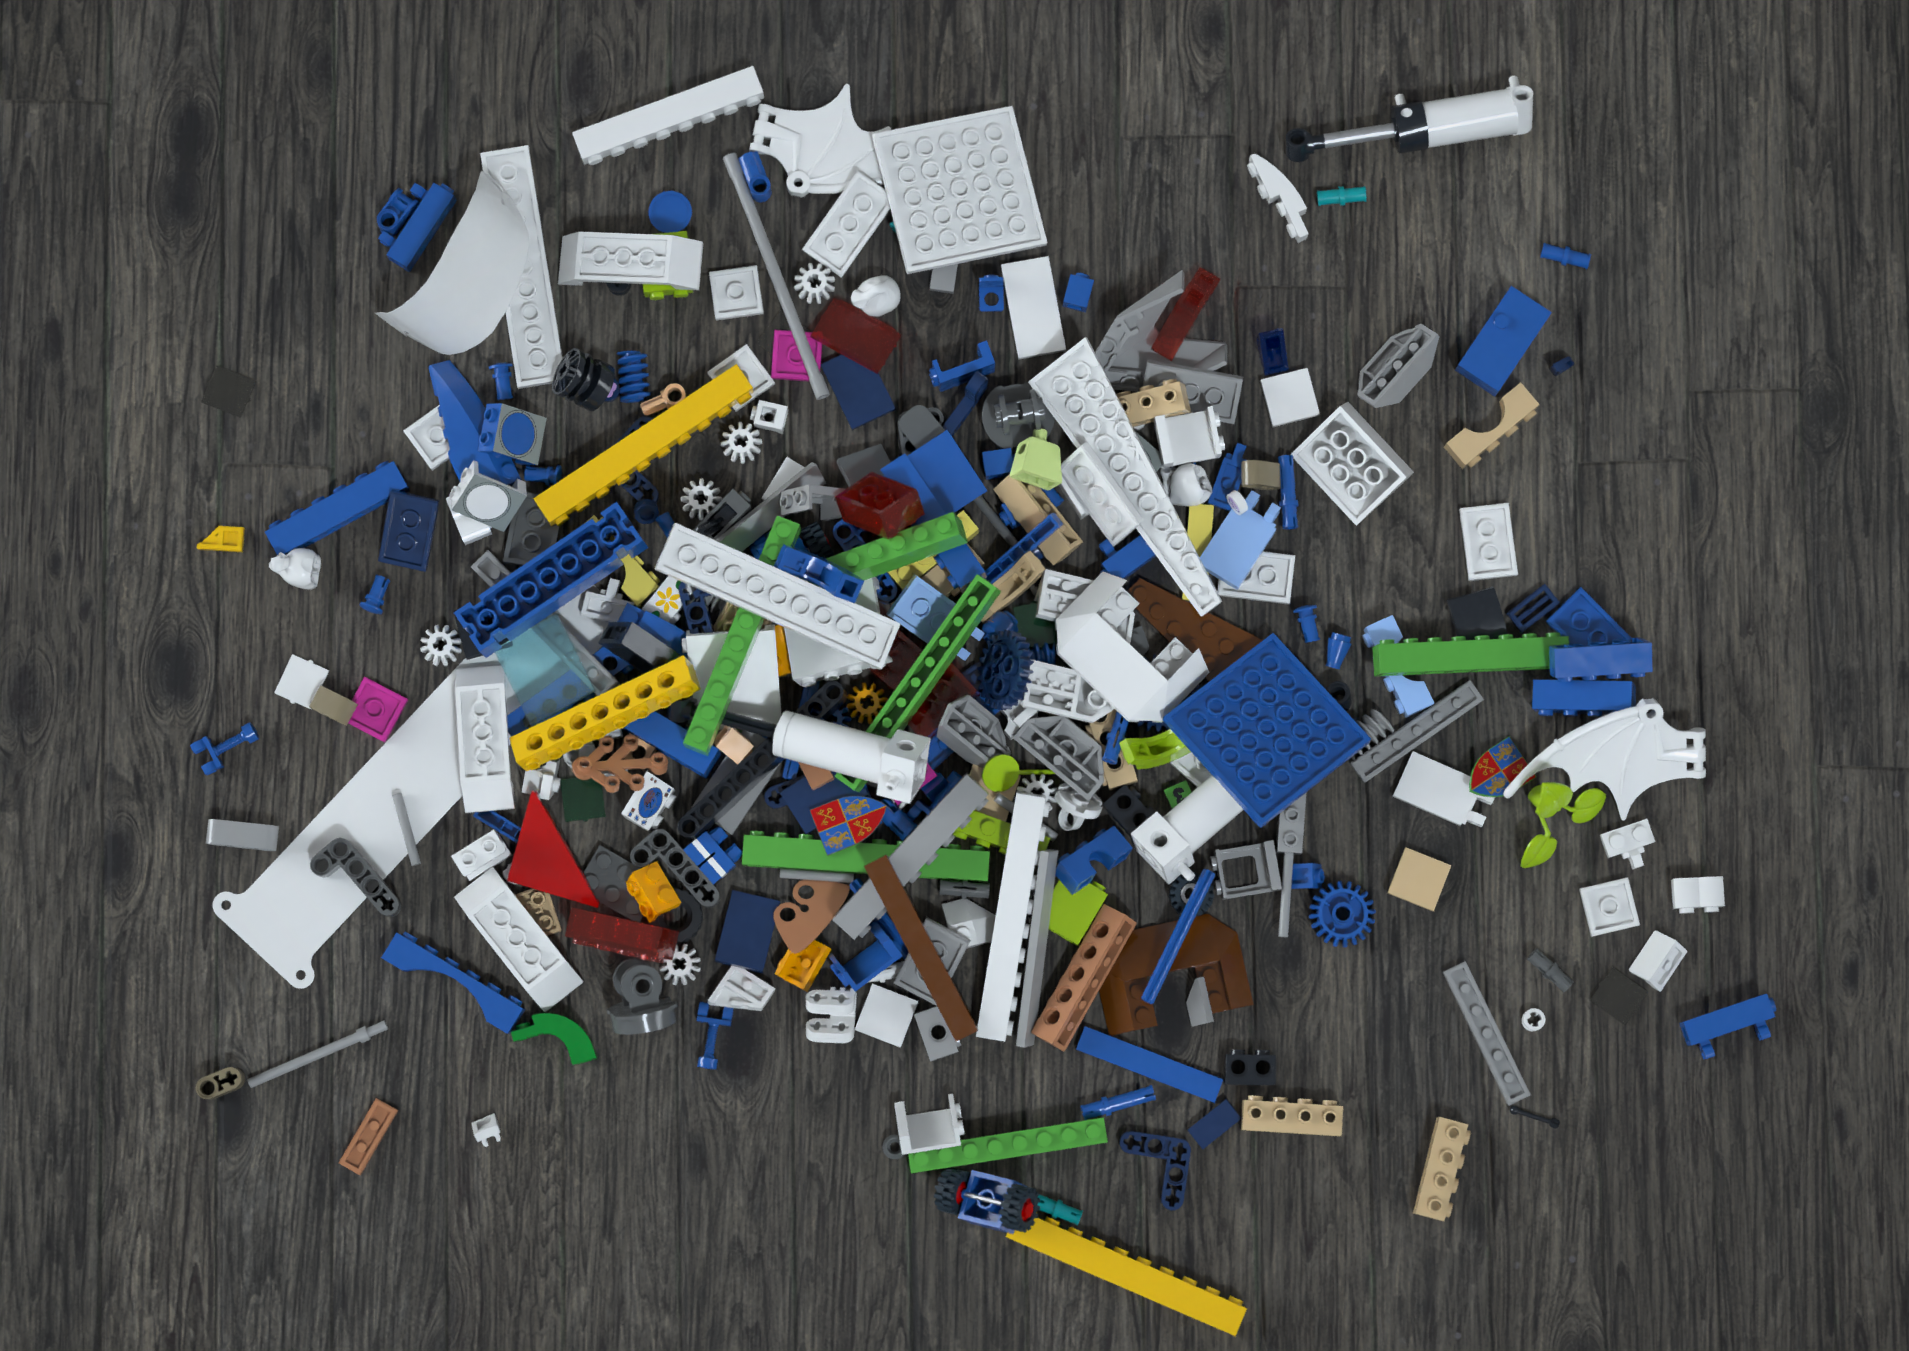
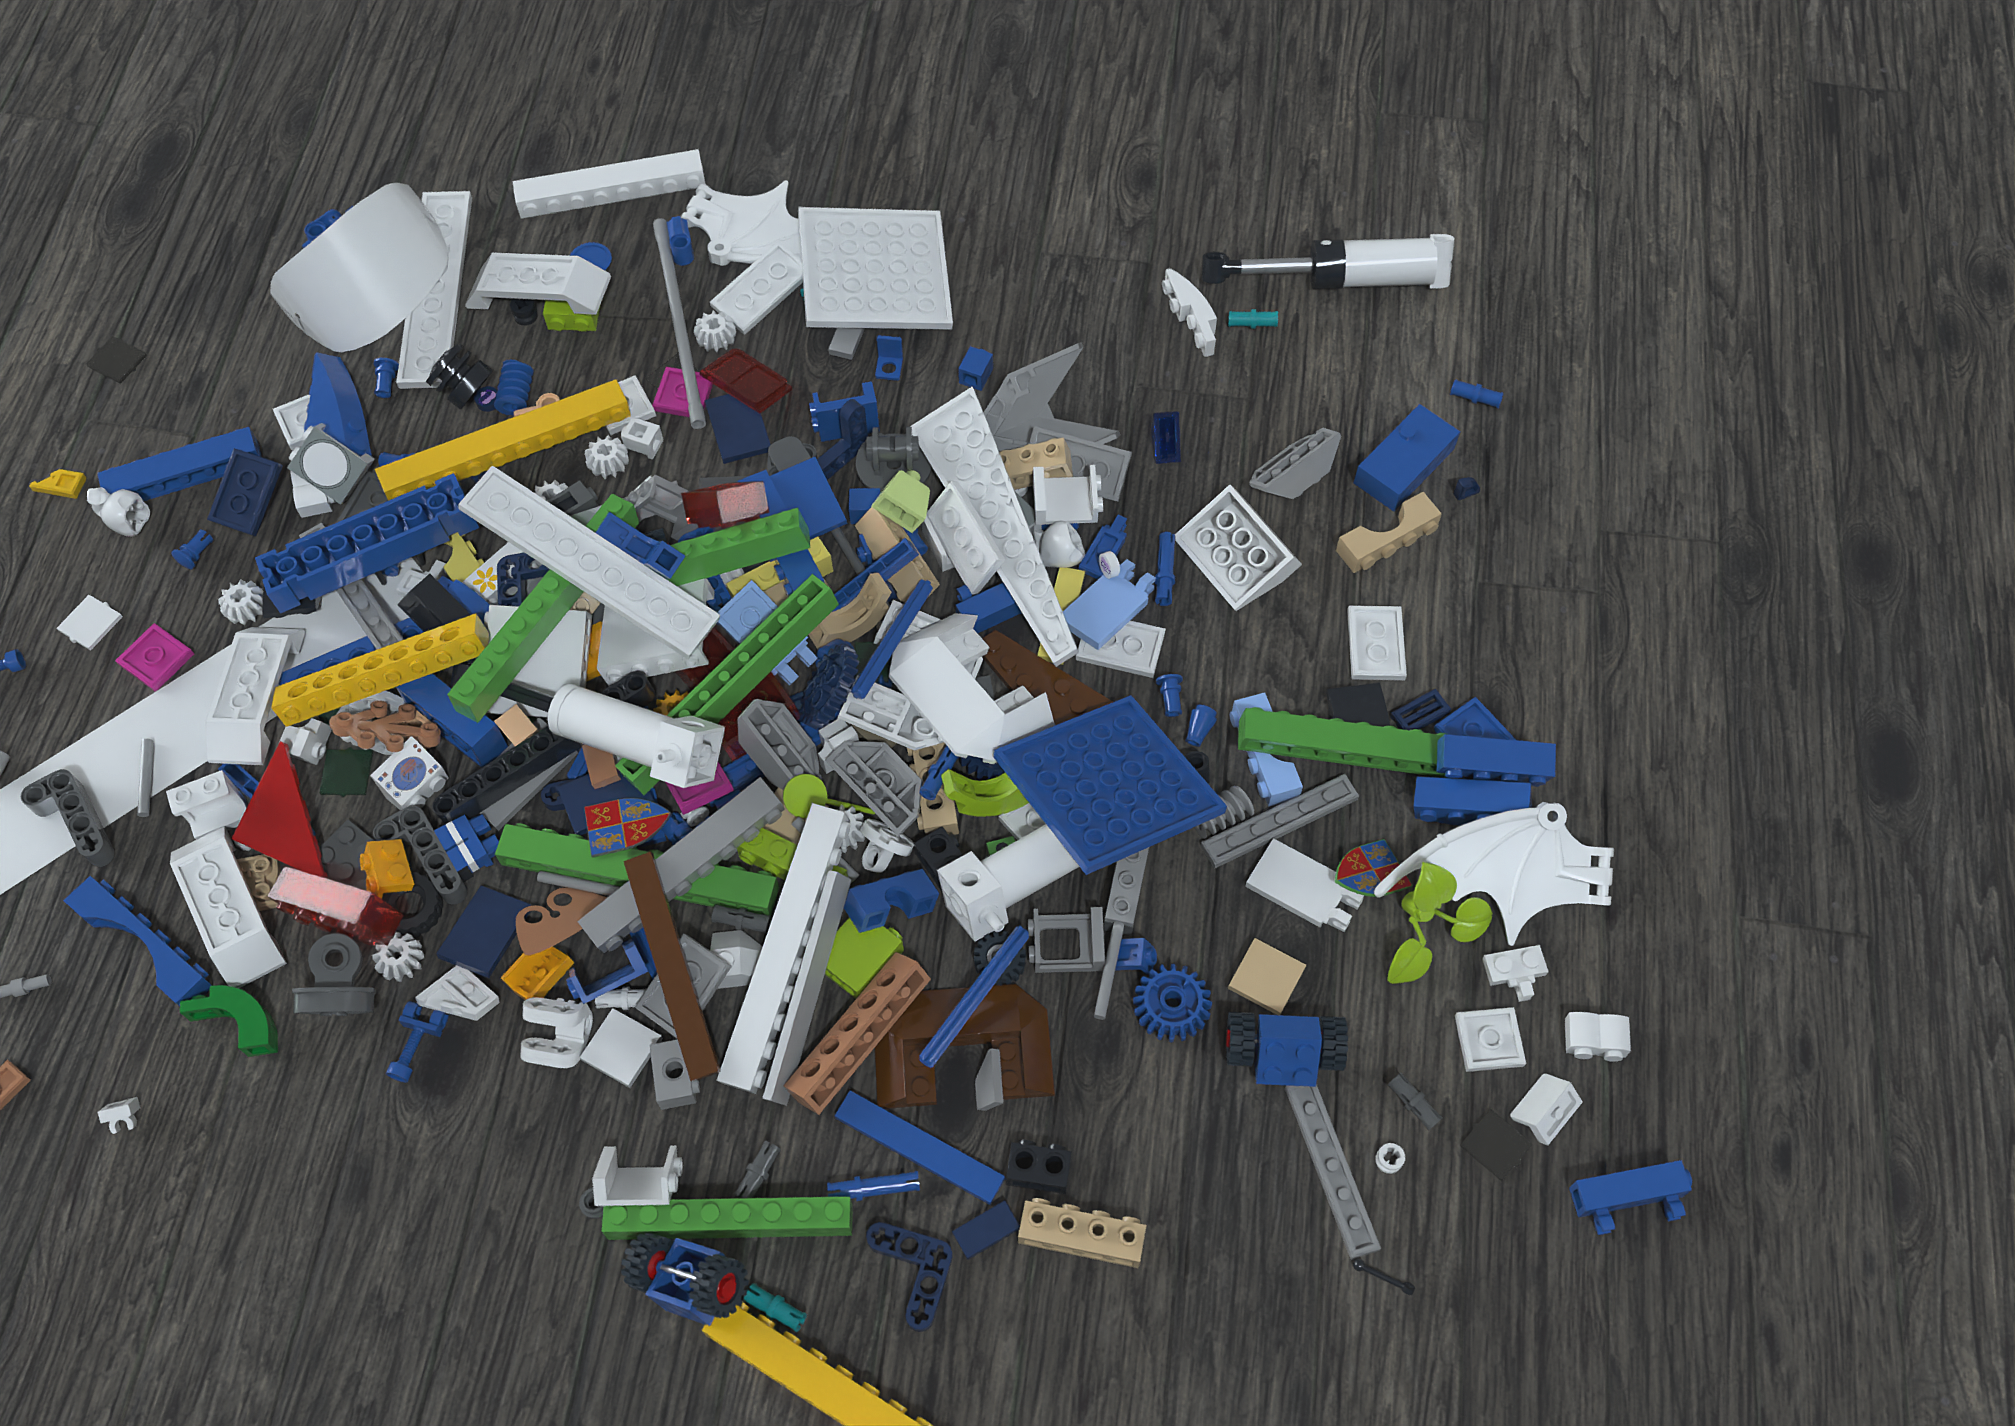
camera: 10 degrees right, 20 degrees down
(333, 705) = (109, 643): dark tan beam -> none
(512, 433) = (375, 412): blue panel -> none
(544, 670) = (336, 627): clear light blue piece -> none
(736, 292) = (637, 334): white tile -> none
(877, 295) = (773, 346): white piece -> none
(1021, 1103) = (757, 1171): none -> dark grey pin
(1033, 307) = (927, 375): white tile -> none
(1054, 616) = (891, 639): none -> blue axle
(1185, 314) = (1079, 394): clear red slope -> none
(1260, 475) = (1138, 545): dark tan beam -> none
(1289, 397) = (1178, 485): white tile -> none
(1440, 1169) = (1260, 1326): tan brick -> none
(1441, 944) = (1287, 1046): none -> blue brick

